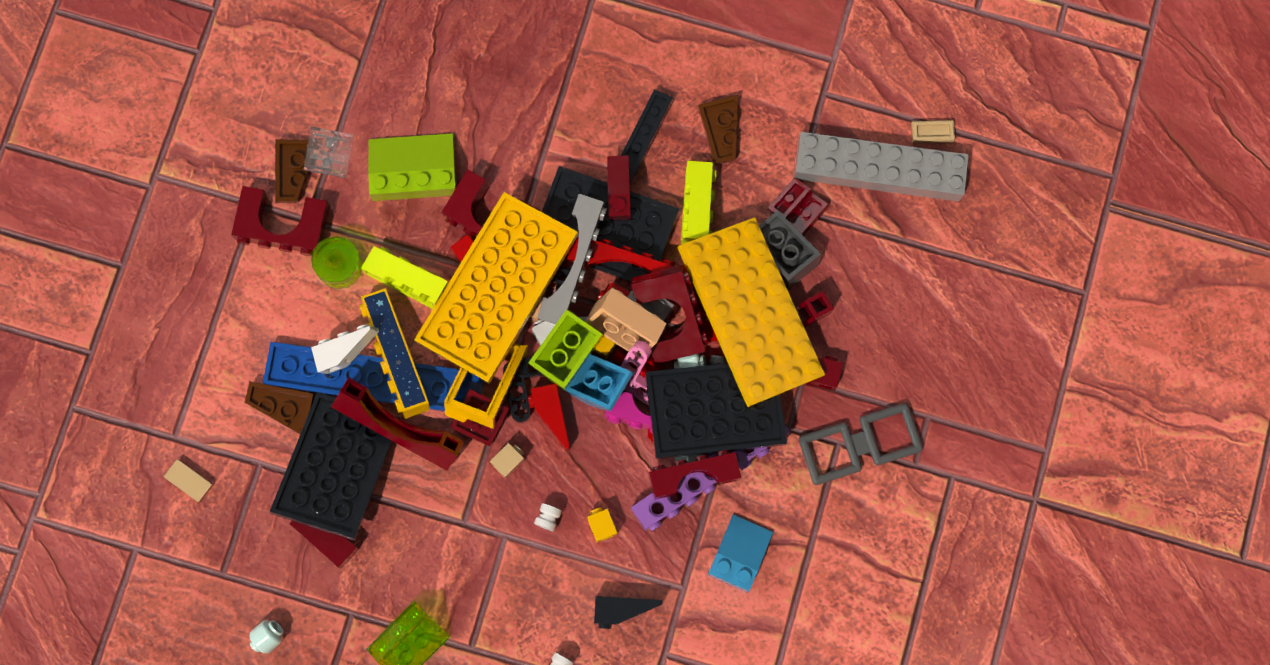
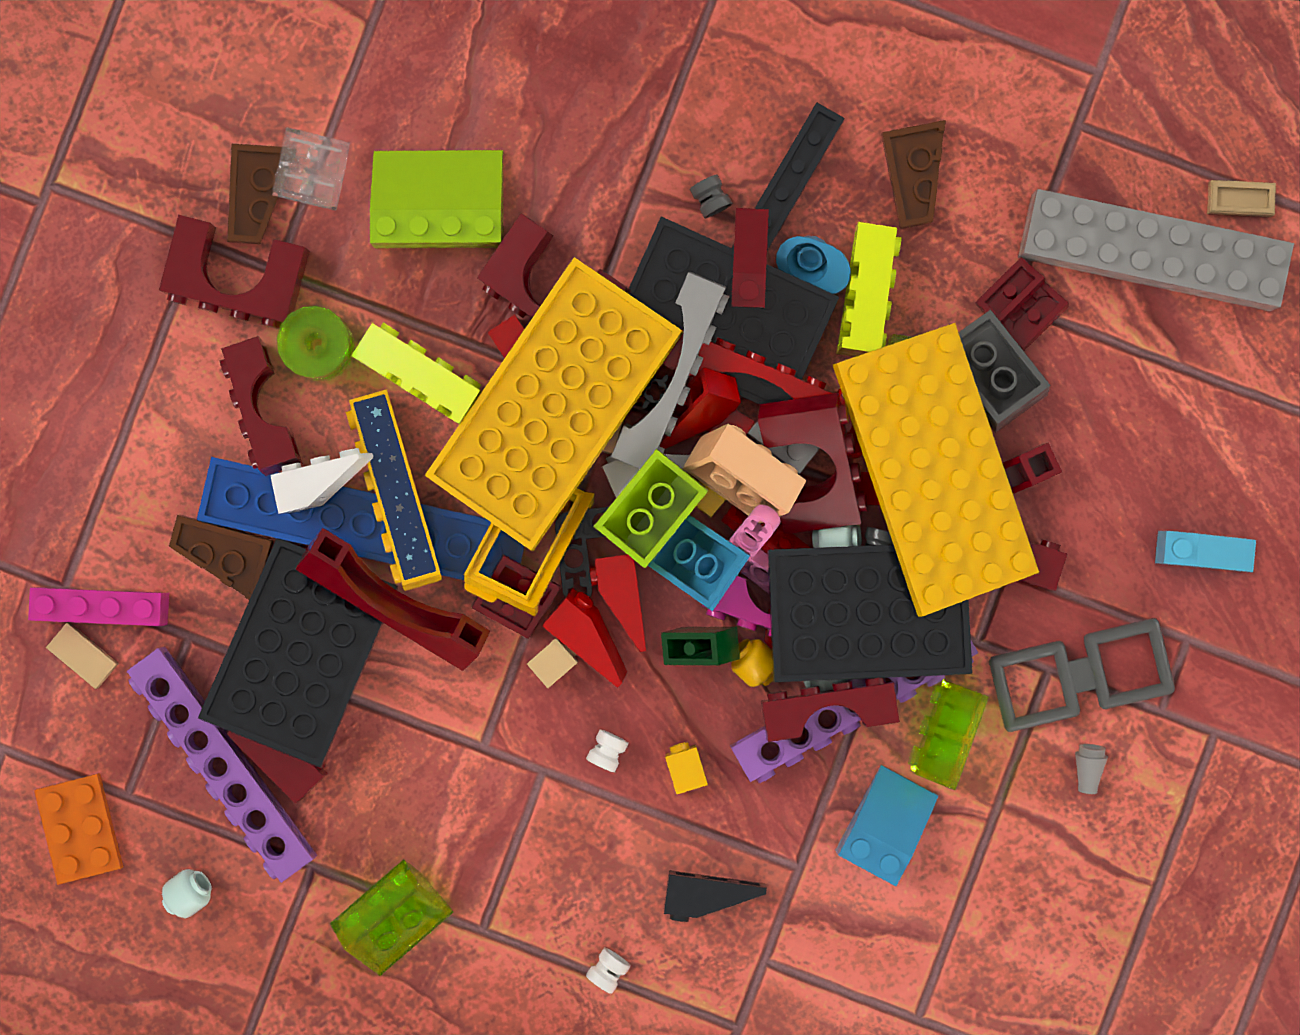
camera: 15 degrees right, 10 degrees up
(189, 599) = (78, 828): none -> orange plate
(198, 444) = (98, 606): none -> dark pink arch
(240, 483) = (239, 770): none -> medium lavender brick
(294, 283) = (249, 368): none -> dark red arch
(526, 437) = (582, 630): none -> red slope
(590, 152) = (711, 196): none -> dark grey wheel
(598, 280) = (709, 403): none -> red slope
(605, 440) = (700, 646): none -> dark green brick
(641, 451) = (755, 663): none -> yellow head
(661, 188) = (814, 263): none -> dark azure piece
(774, 487) = (947, 734): none -> clear neon green slope
(872, 504) = (1090, 767): none -> light grey cone
(932, 356) = (1205, 551): none -> medium azure slope

